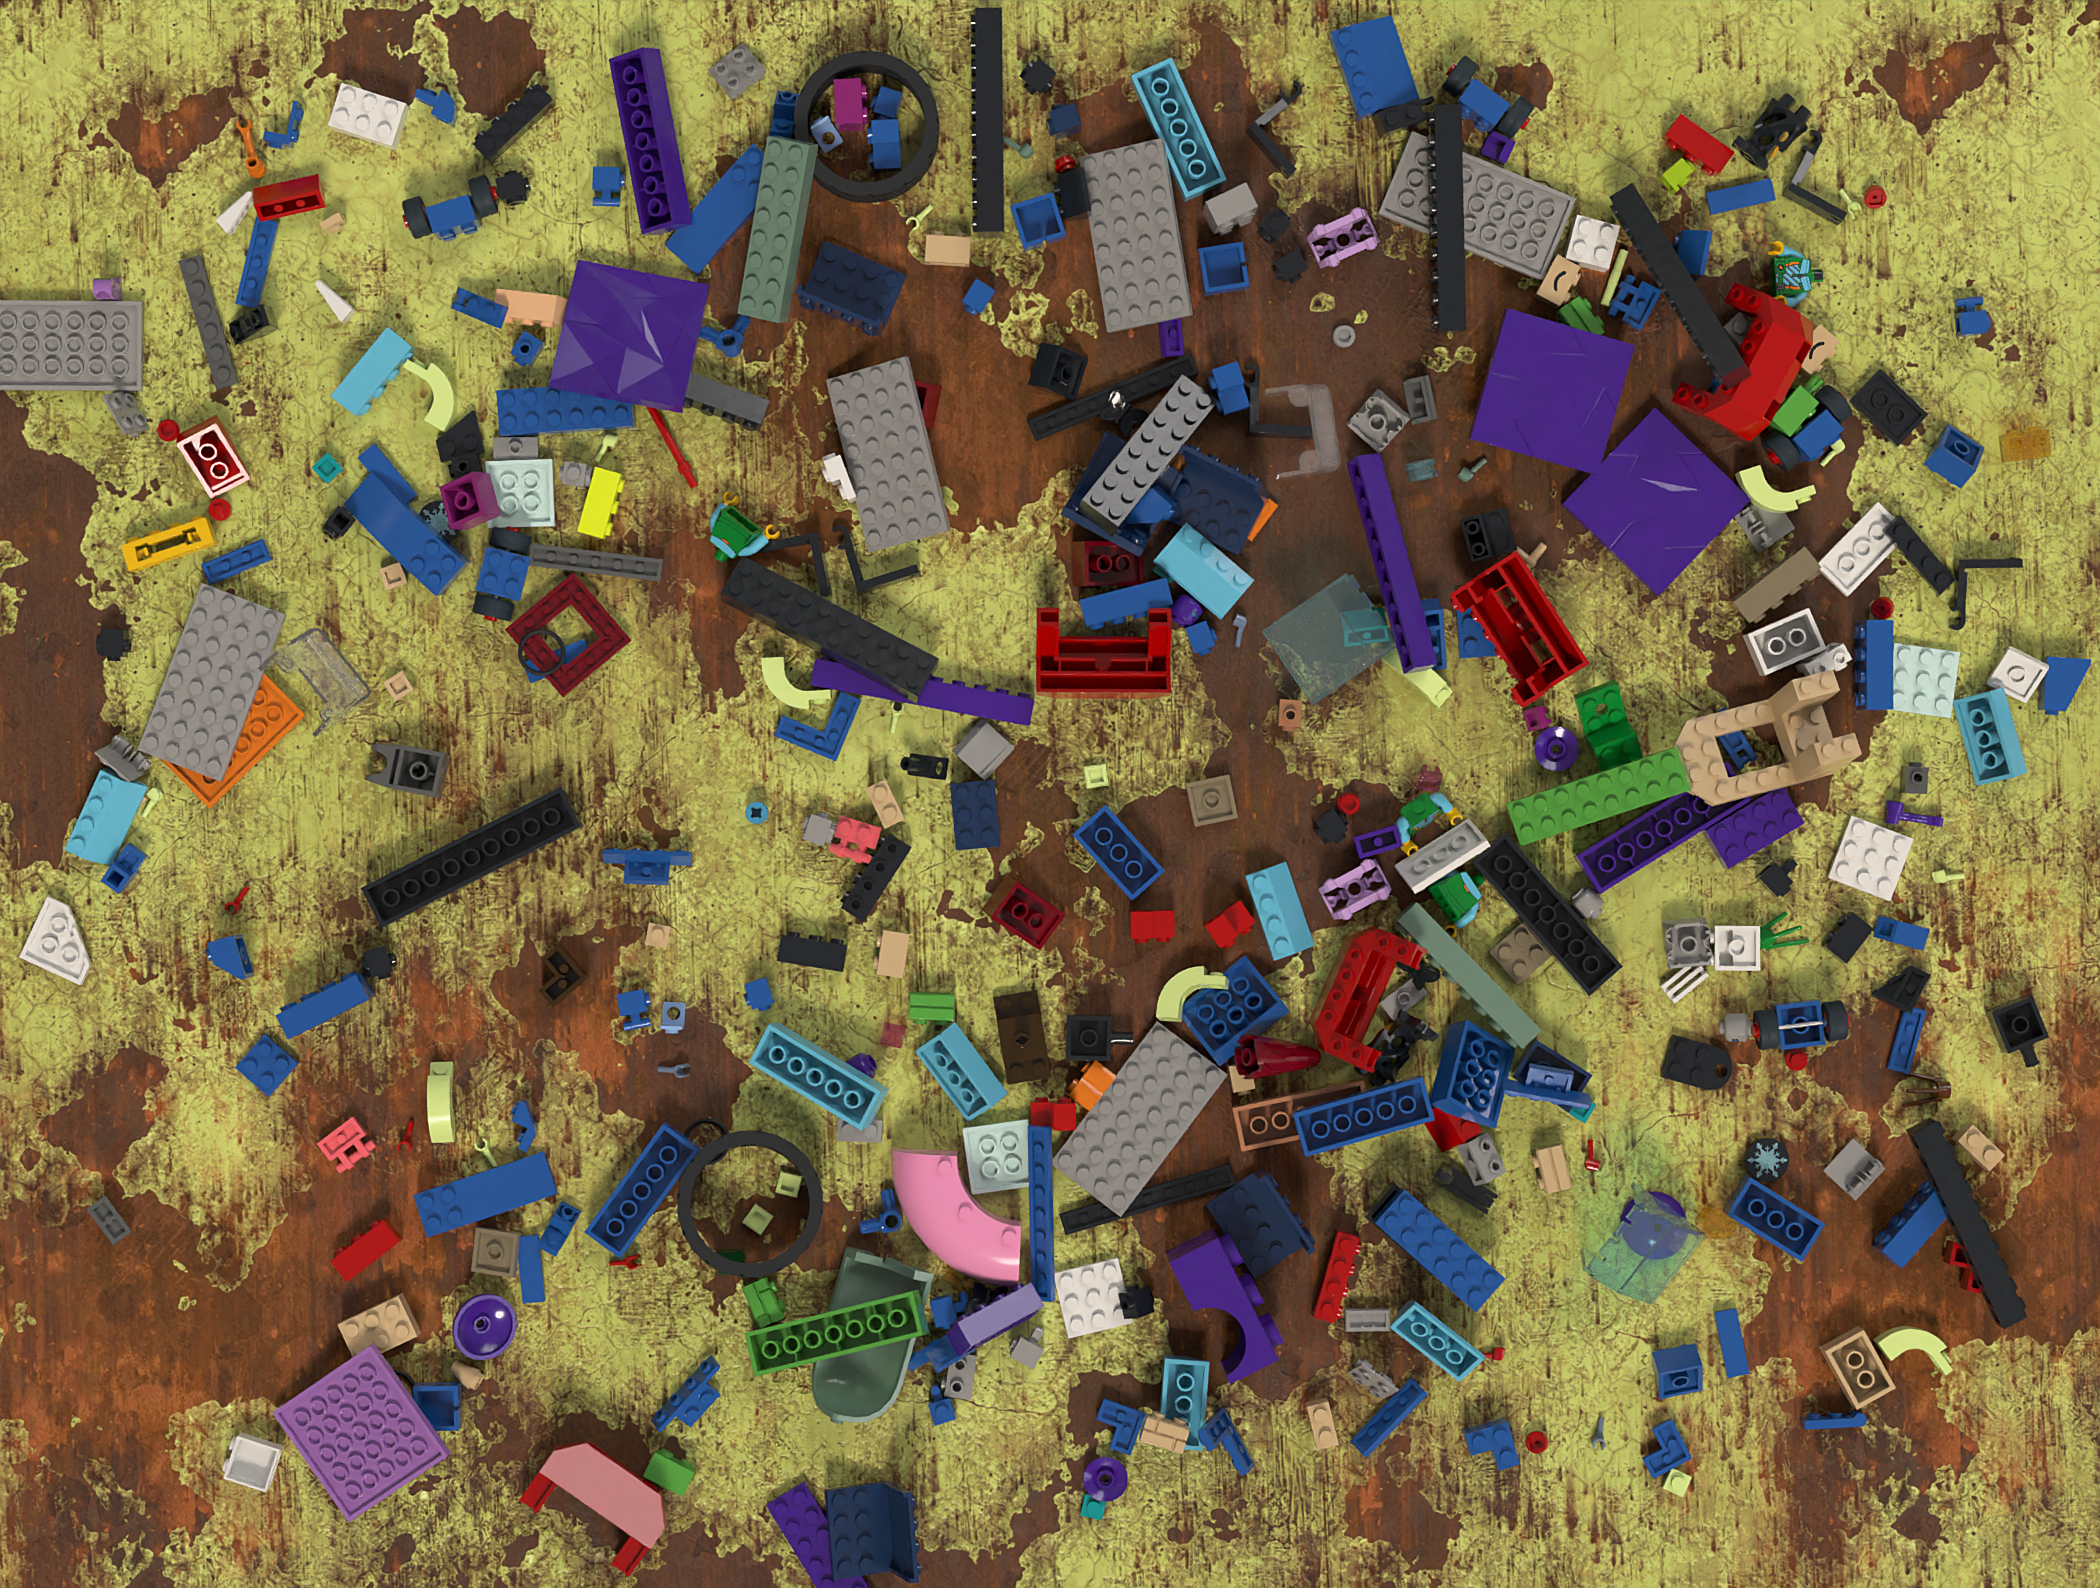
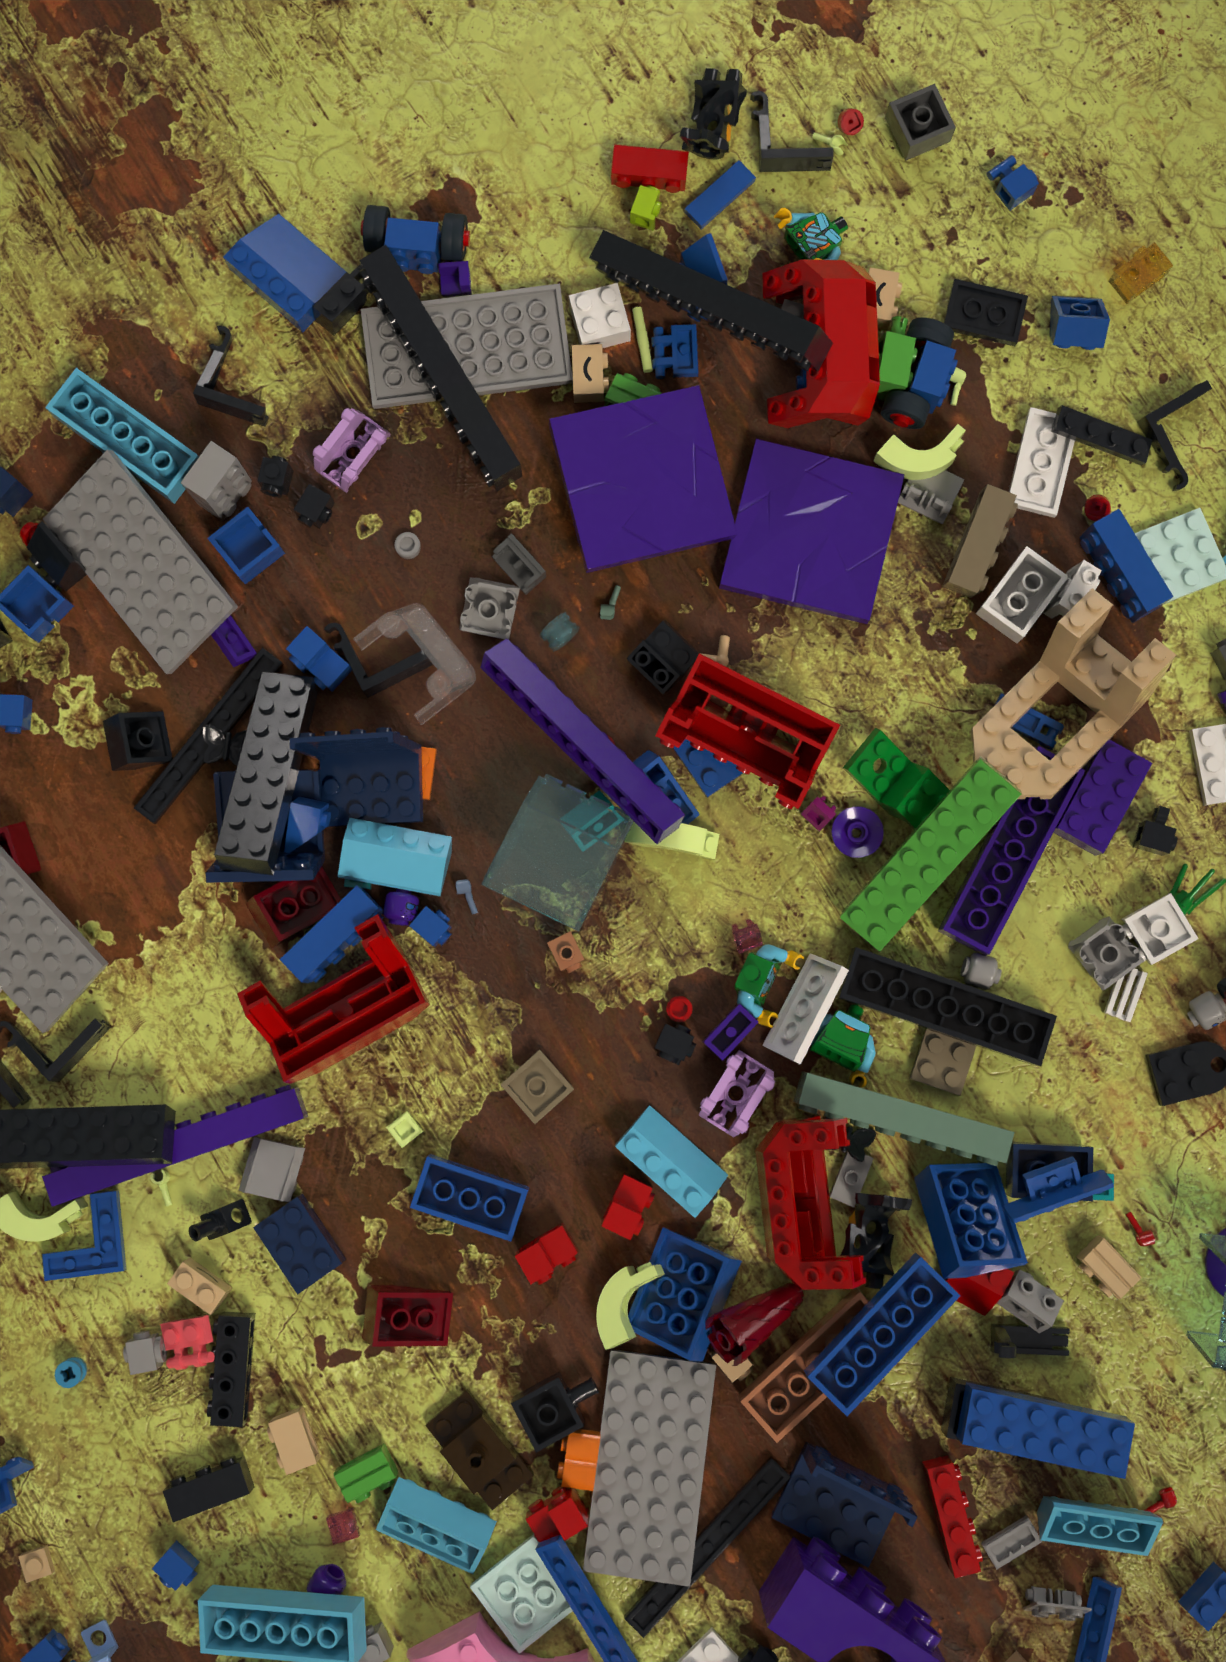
camera: 30 degrees left, 5 degrees down
(1926, 230) = (920, 122): none -> dark grey brick

